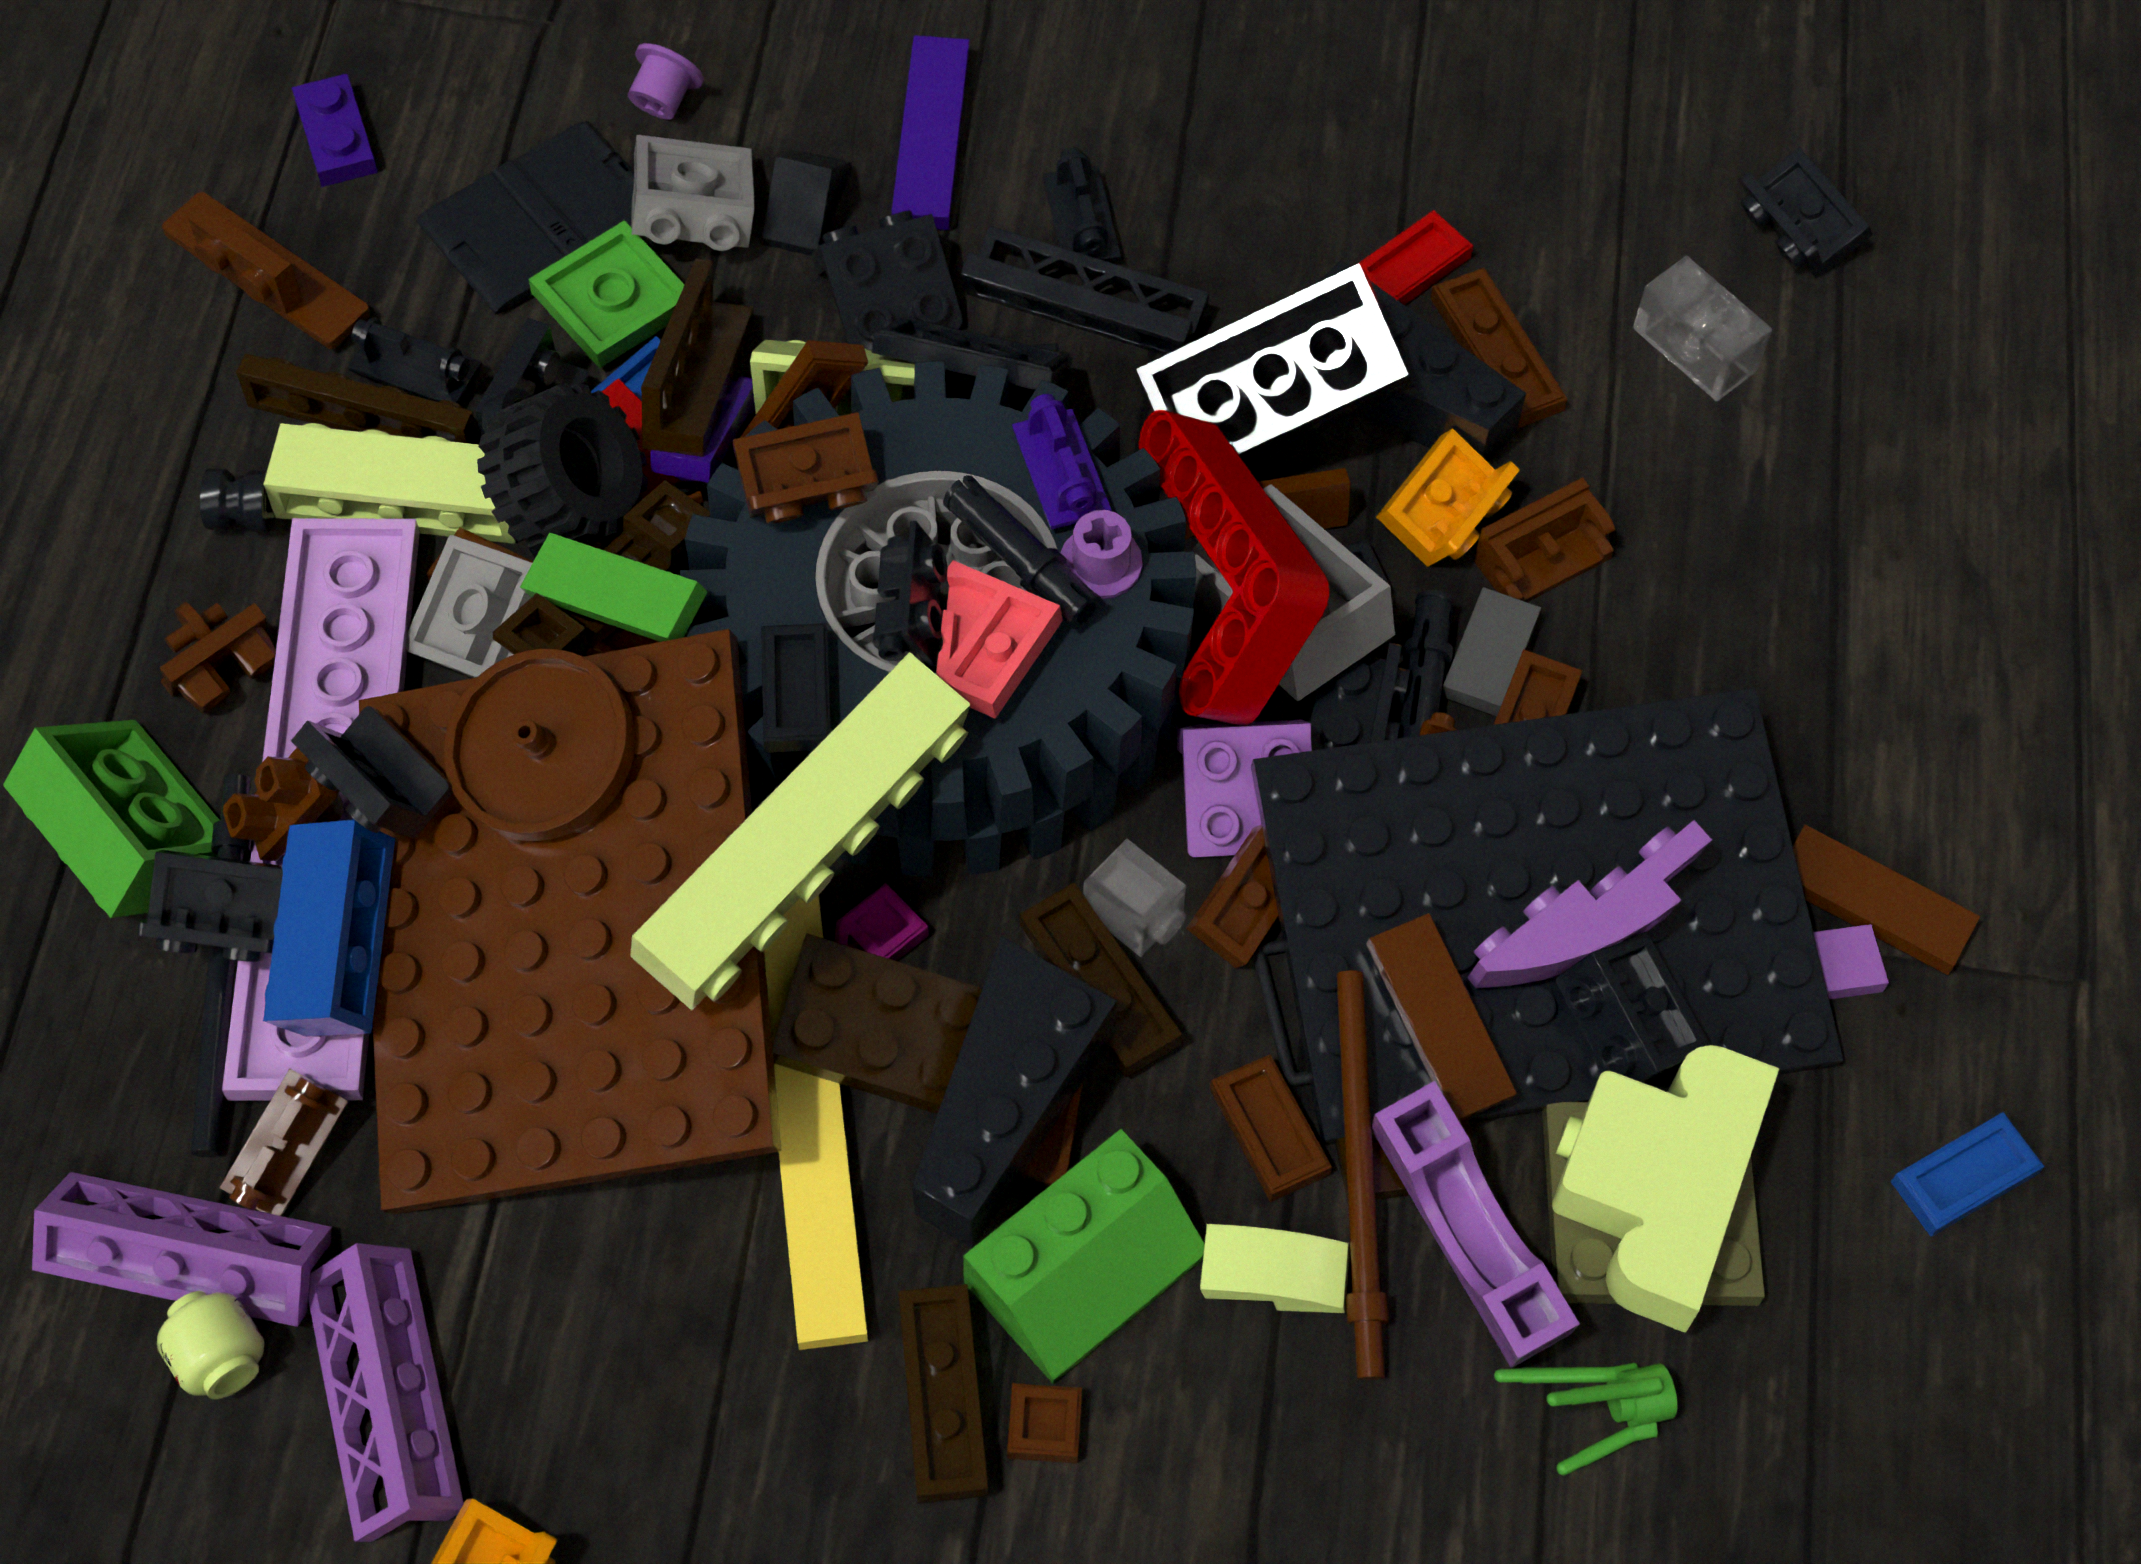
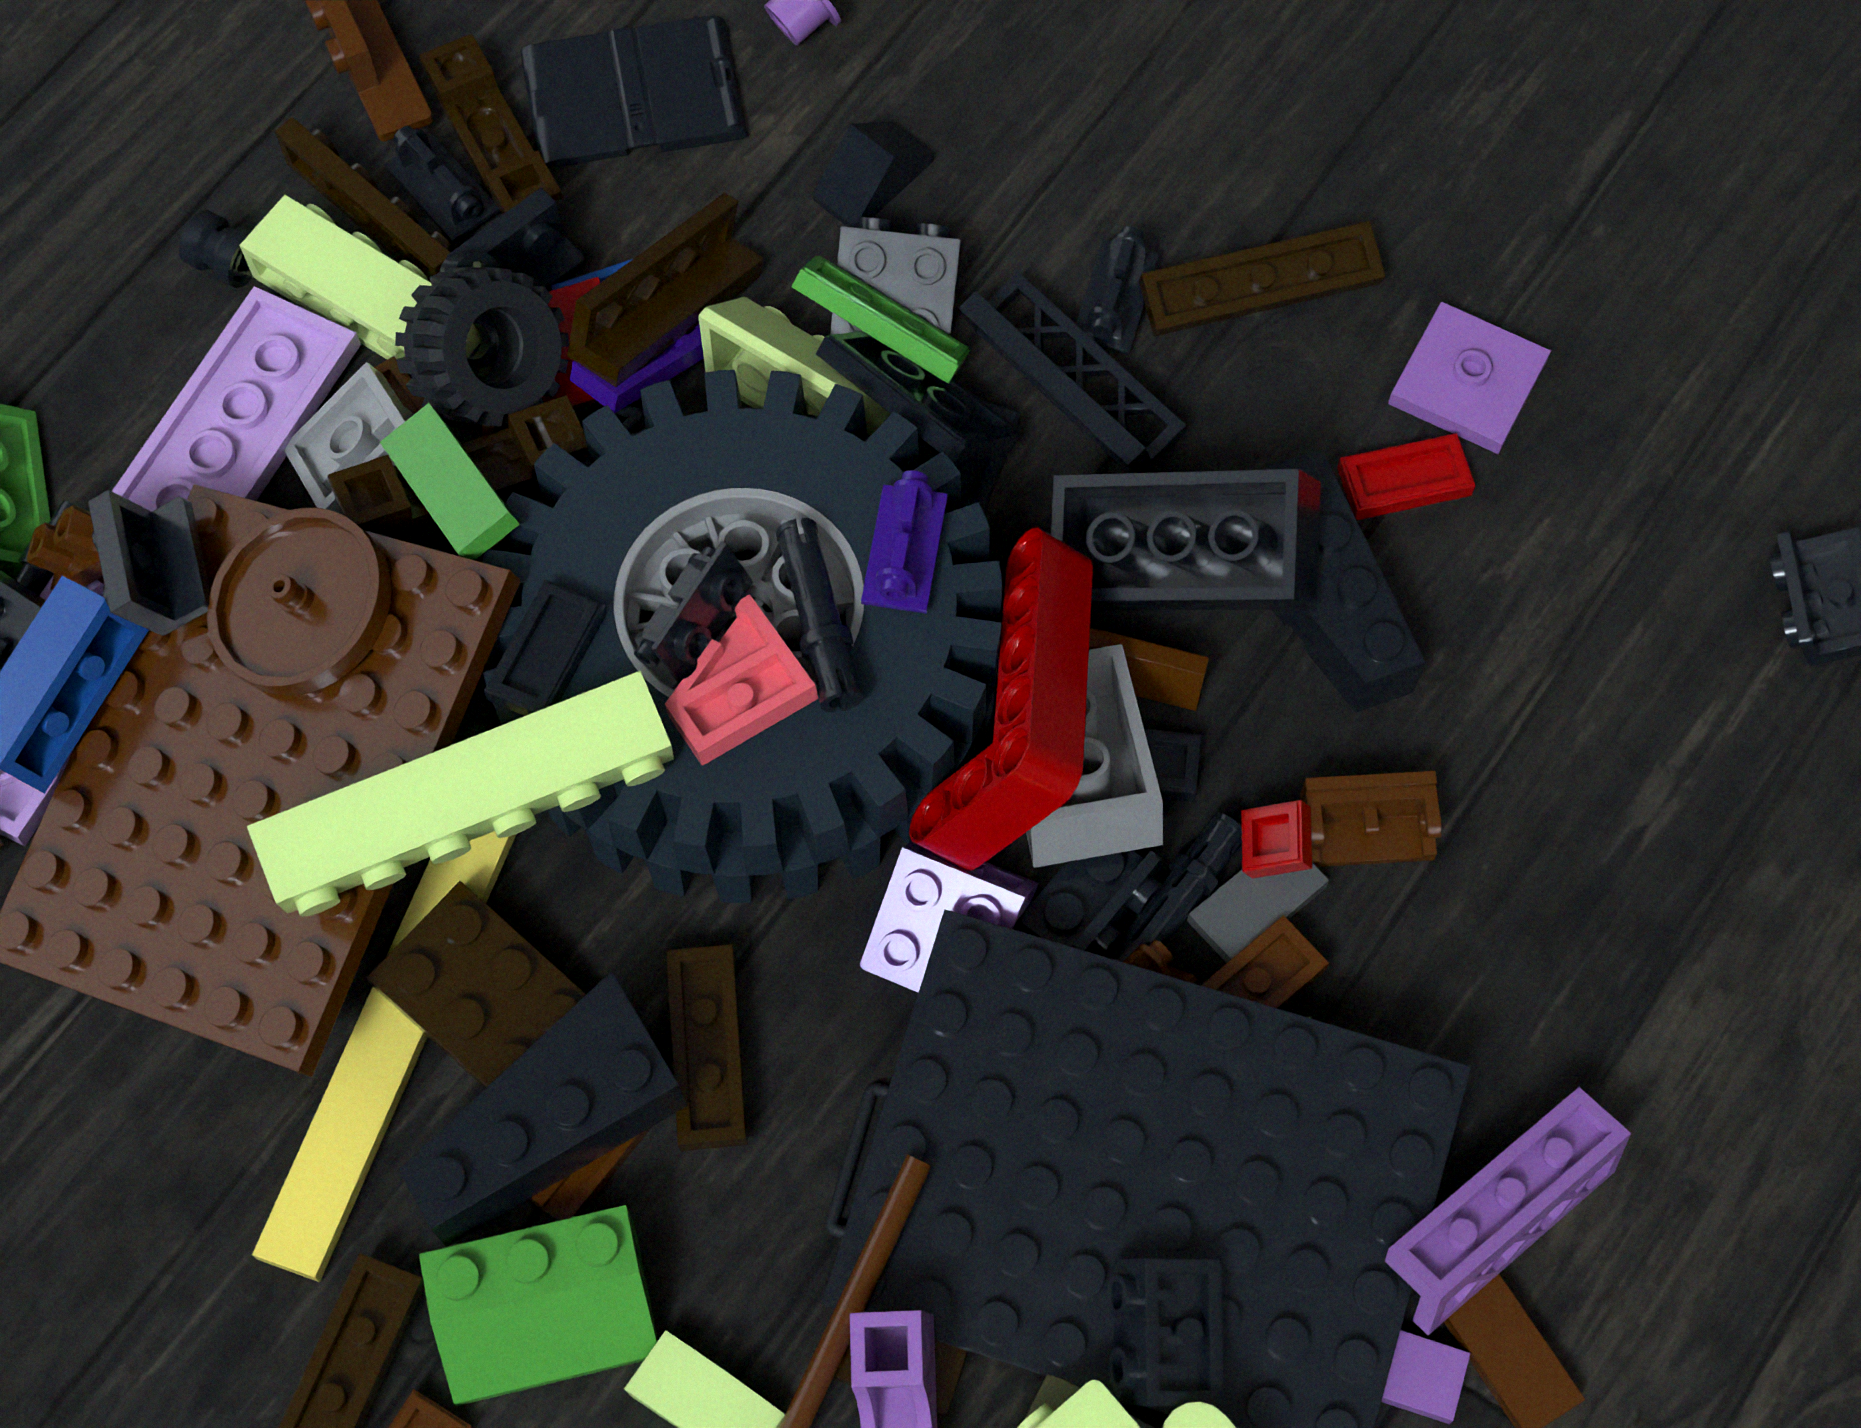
camera: 30 degrees right, 5 degrees up
(194, 669) = (99, 388): reddish brown hips -> none
(426, 299) = (486, 124): none -> dark brown slope
(609, 293) = (641, 188): bright green plate -> none
(692, 192) = (766, 125): light grey plate -> none
(805, 467) = (667, 443): reddish brown bracket -> none
(816, 366) = (740, 349): reddish brown tile -> none
(882, 926) = (541, 903): magenta tile -> none
(900, 307) = (881, 318): none -> bright green tile
(931, 128) = (1023, 154): dark purple tile -> none
(1104, 553) = (892, 652): medium lavender piece -> none
(1136, 898) = (780, 986): clear brick -> none
(1198, 151) = (1261, 278): none -> dark brown plate
(1239, 905) = (869, 1039): reddish brown plate -> none
(1270, 1128) = (783, 1265): reddish brown tile -> none
(1416, 162) = (1469, 377): none -> medium lavender plate
(1441, 1017) = (981, 1245): reddish brown tile -> none
(1446, 500) = (1297, 730): light orange bracket -> none
(1485, 589) = (1276, 839): none -> red tile
(1493, 334) = (1443, 598): reddish brown tile -> none
(1575, 923) = (1145, 1224): medium lavender slope -> none
(1702, 328) = (1652, 669): clear brick -> none
(1840, 787) = (1507, 1206): none -> medium lavender fence

